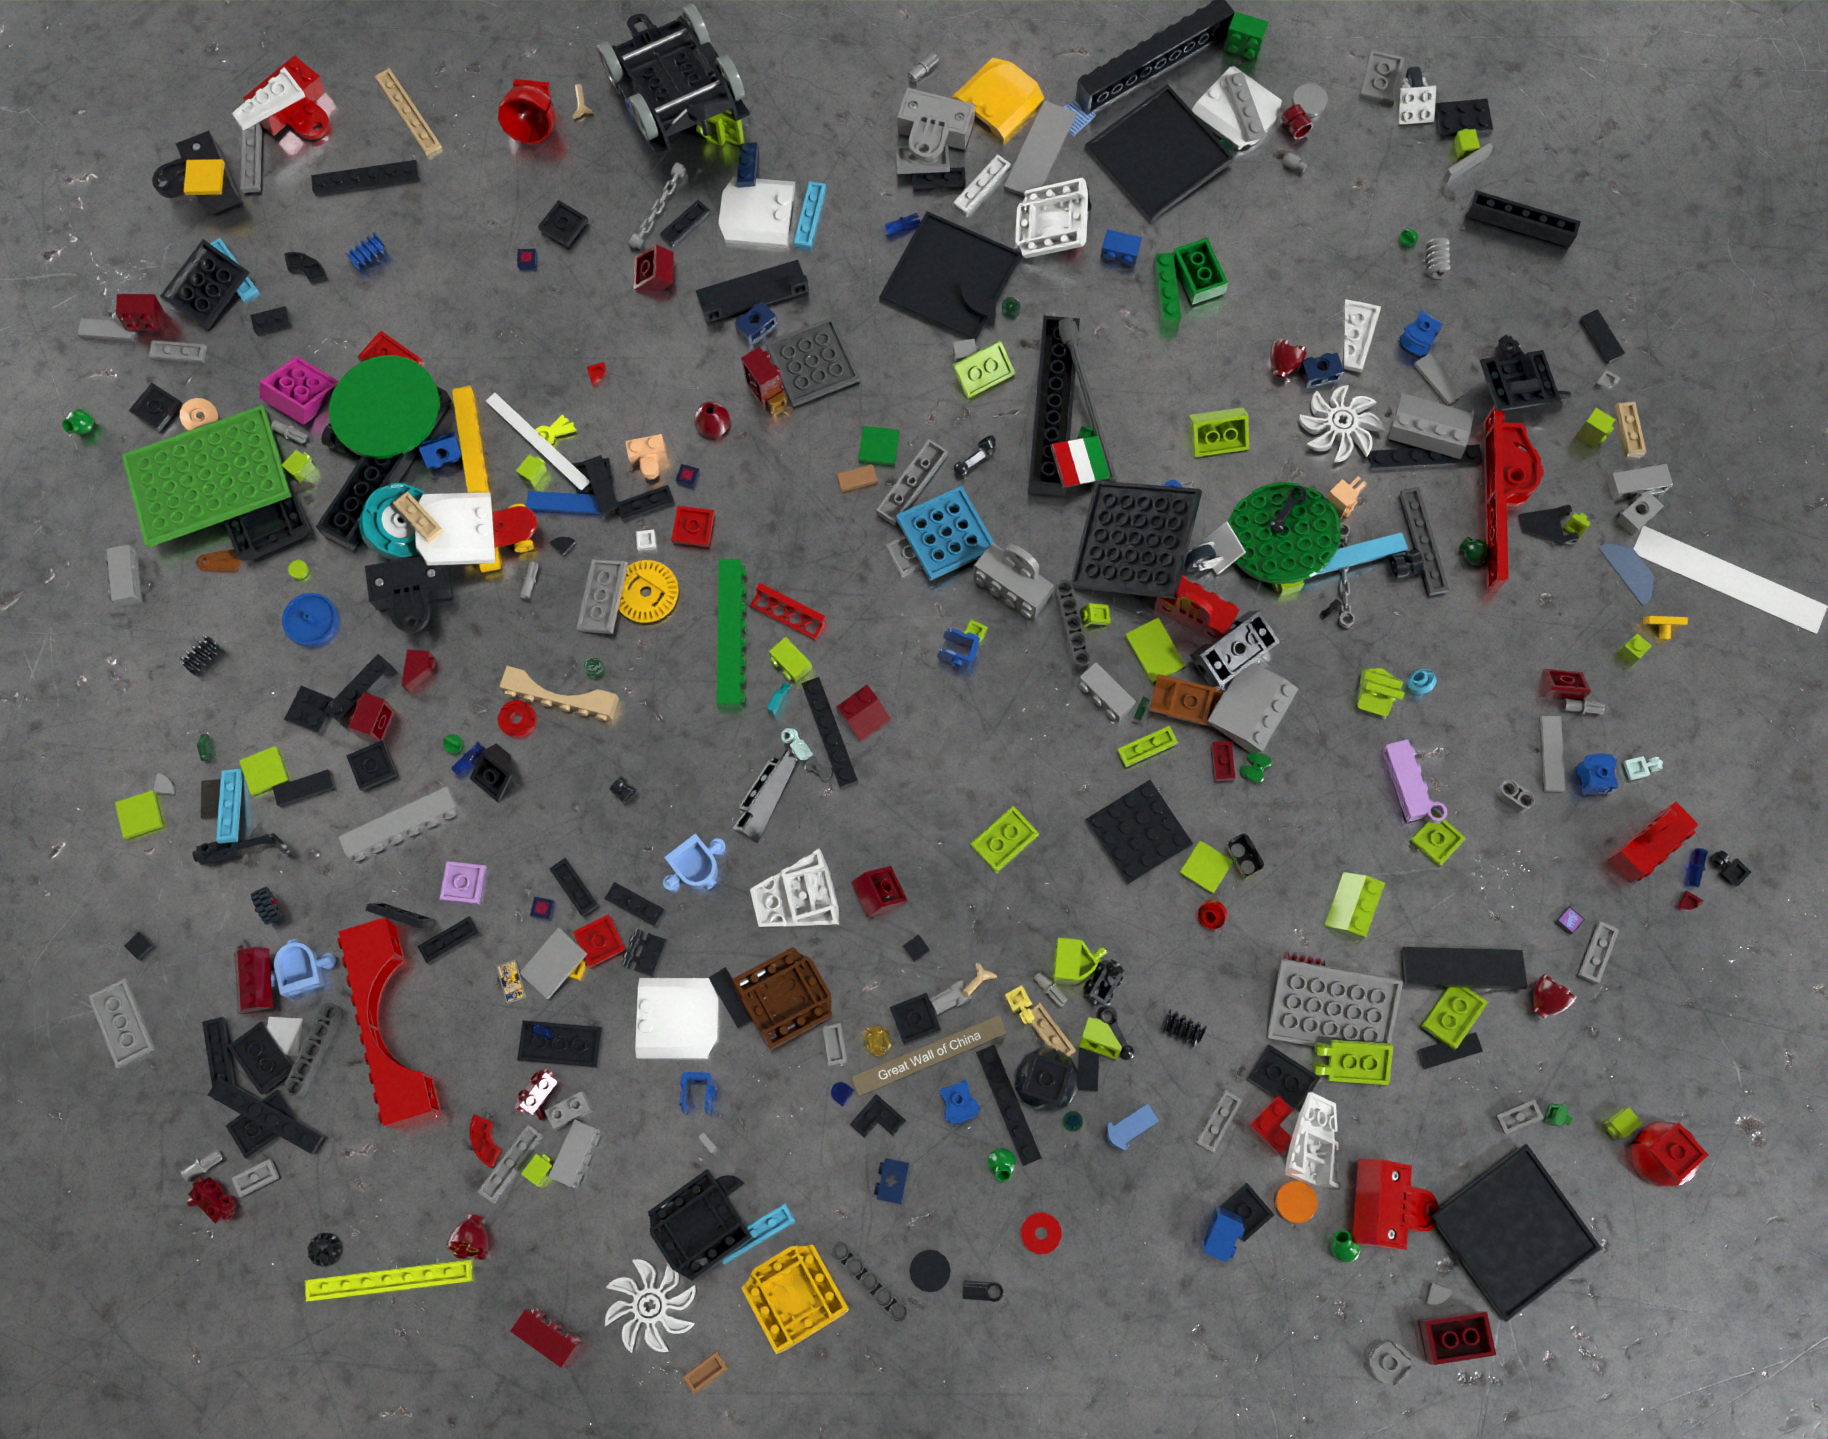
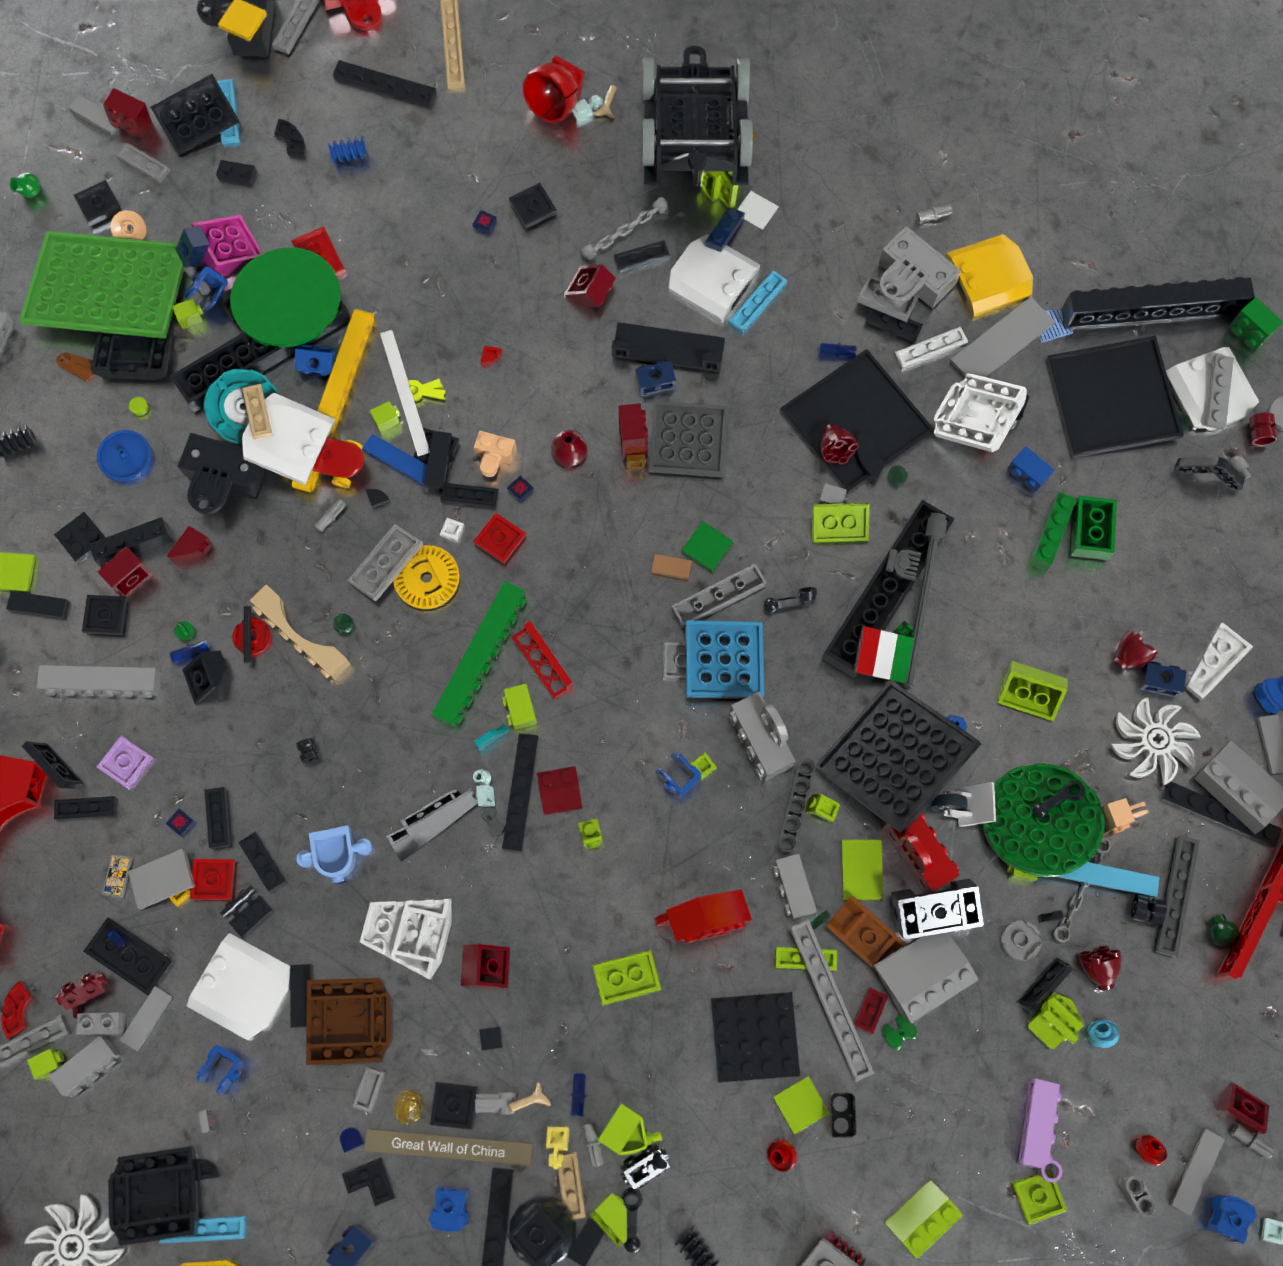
camera: 25 degrees right, 0 degrees up
(272, 403) = (192, 247): none -> dark blue brick
(313, 427) = (217, 282): none -> blue piece
(513, 718) = (247, 635): none -> black bar
(562, 118) = (584, 111): none -> light aqua plate
(606, 1087) = (146, 1018): none -> light grey tile
(766, 135) = (757, 209): none -> white sticker
(909, 736) = (590, 833): none -> lime bracket
(946, 303) = (837, 444): none -> dark red piece
(1016, 955) = (578, 1094): none -> clear blue axle
(1046, 749) = (707, 916): none -> red brick
(1054, 376) = (900, 563): none -> dark grey piece
(1186, 768) = (831, 1000): none -> light grey tile
(1275, 169) = (1219, 466): none -> black beam
(1315, 641) = (1020, 940): none -> light grey tile
(1354, 667) = (1045, 985): none -> black tile
(1393, 628) = (1102, 966): none -> dark red piece
(1507, 754) = (1151, 1150): none -> red plate

